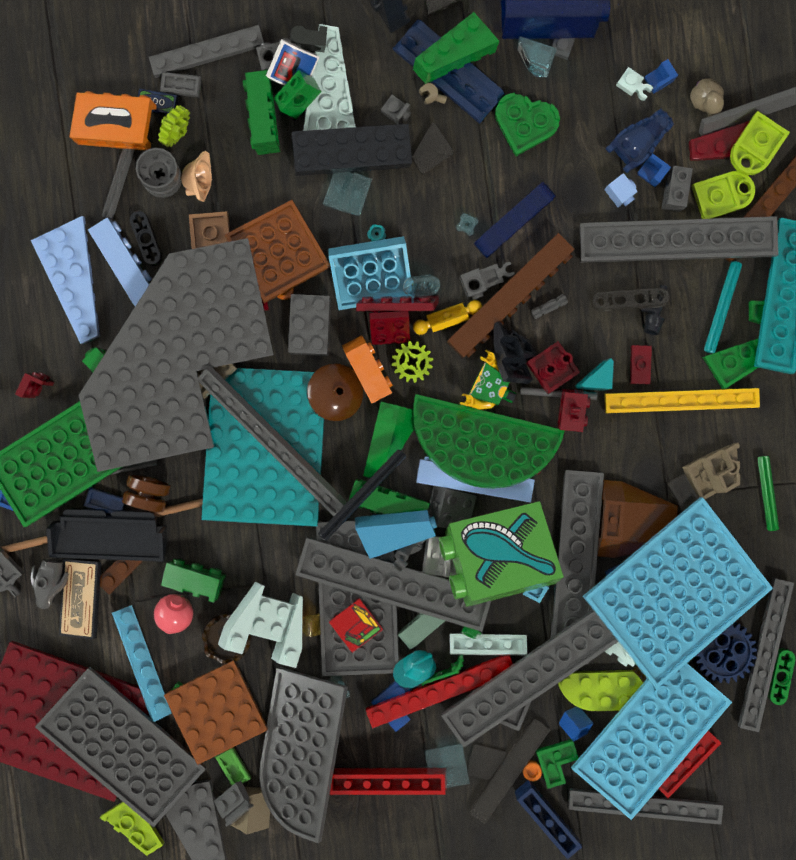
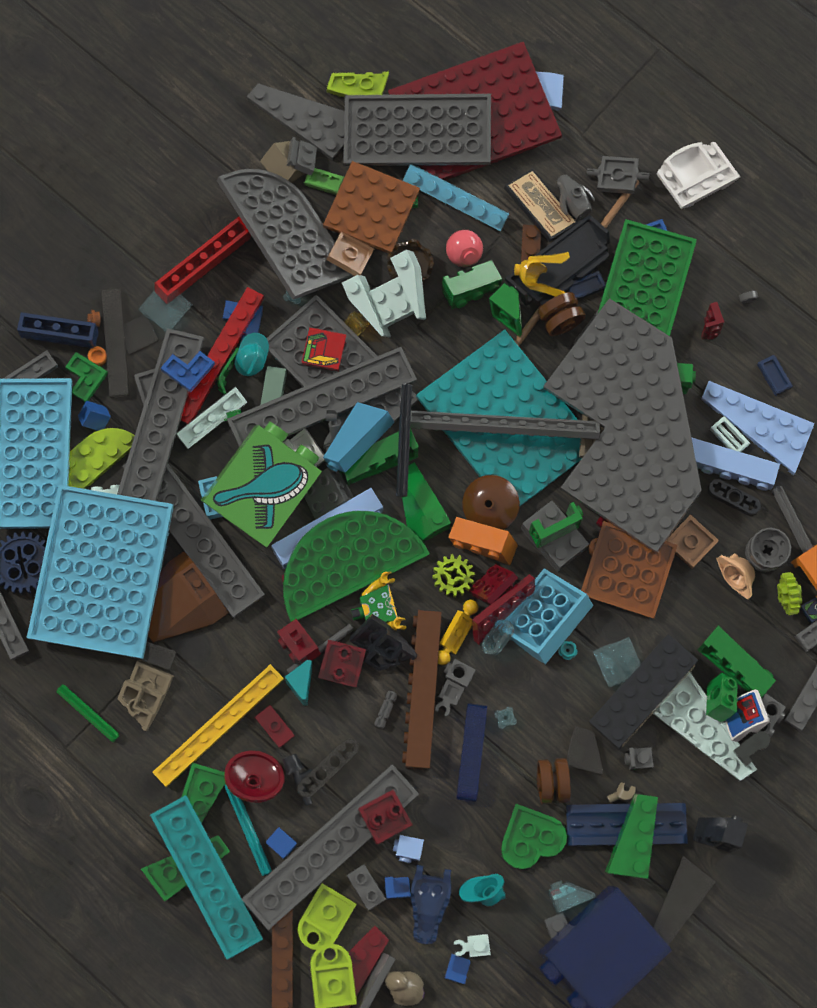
camera: 130 degrees right, 15 degrees down
(25, 304) = (774, 375): none -> dark blue tile
(112, 288) = (721, 437): none -> light aqua tile
(136, 550) = (531, 269): none -> yellow piece
(184, 535) = (507, 309): none -> green slope
(267, 686) = (350, 254): none -> medium nougat plate
(289, 315) = (544, 536): none -> green panel
(478, 145) = (553, 781): none -> reddish brown wheel
(482, 694) = (188, 375): none -> blue plate
(510, 804) = (94, 317): none -> dark orange plate
(595, 115) = (484, 889): none -> teal piece
(622, 224) = (385, 817): none -> dark red plate
(680, 346) = (254, 768): none -> dark red dish
(709, 273) = (281, 843): none -> blue panel

